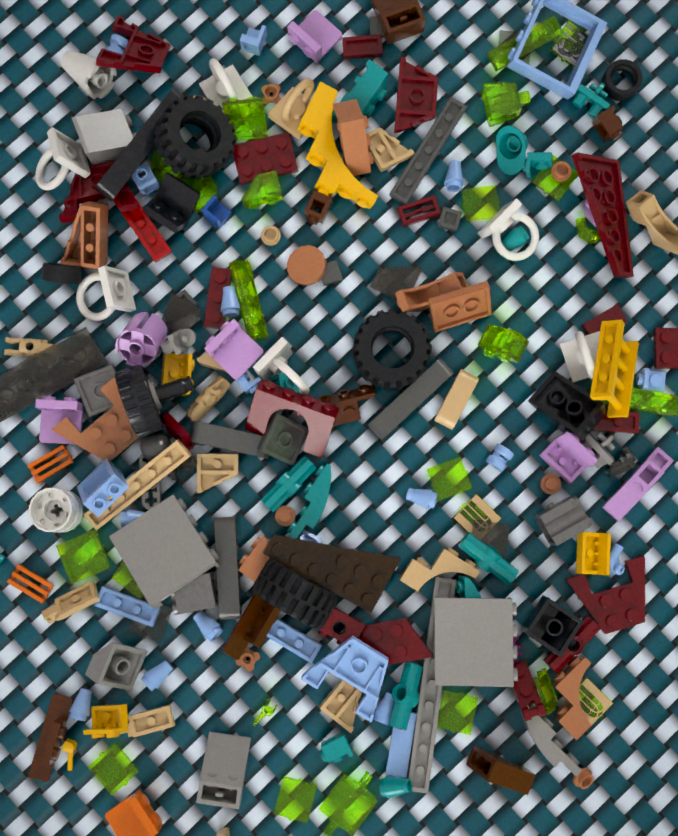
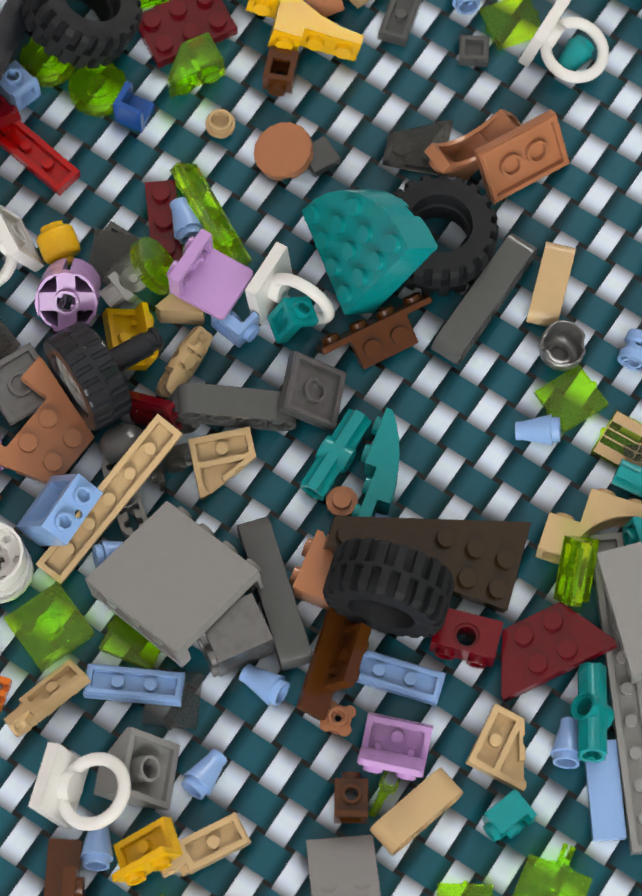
camera: 15 degrees left, 15 degrees down
(63, 669) = (62, 783): none -> white tile
(146, 298) = (58, 242): none -> yellow head
(173, 203) = (69, 105): black bracket -> none
(200, 328) = (153, 263): none -> clear neon green tile
(242, 723) = (348, 810): none -> reddish brown brick
(275, 691) = (395, 746): none -> lavender bracket
(281, 730) = (416, 811): none -> tan beam
(318, 414) = (358, 339): arch -> none
(341, 349) = (367, 245): none -> teal brick
(356, 665) = (510, 680): light blue wing -> none
(394, 786) = (612, 850): teal cone -> none
(405, 223) = (406, 61): dark red tile -> none
(419, 602) = (576, 570): none -> clear neon green panel
(452, 444) = (562, 345): none -> flat silver hair
(503, 343) = (597, 191): clear neon green brick -> none

